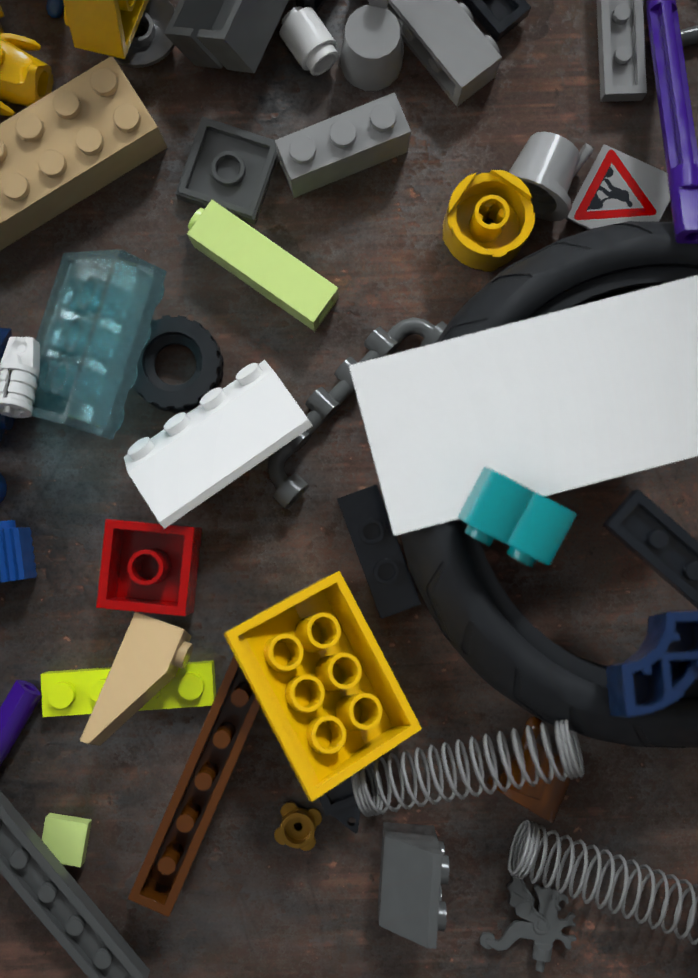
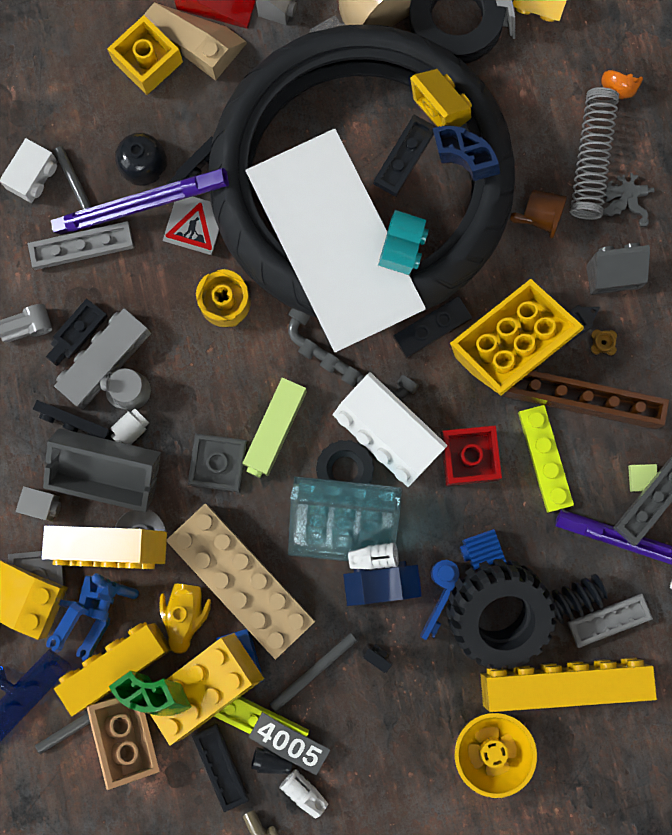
camera: 95 degrees left, 5 degrees down
(142, 667) = (528, 445): tan slope -> none
(343, 144) = (192, 393): light grey brick -> none
(547, 169) = (187, 270): light grey hat -> none
(567, 745) = (573, 303): light grey piece -> none

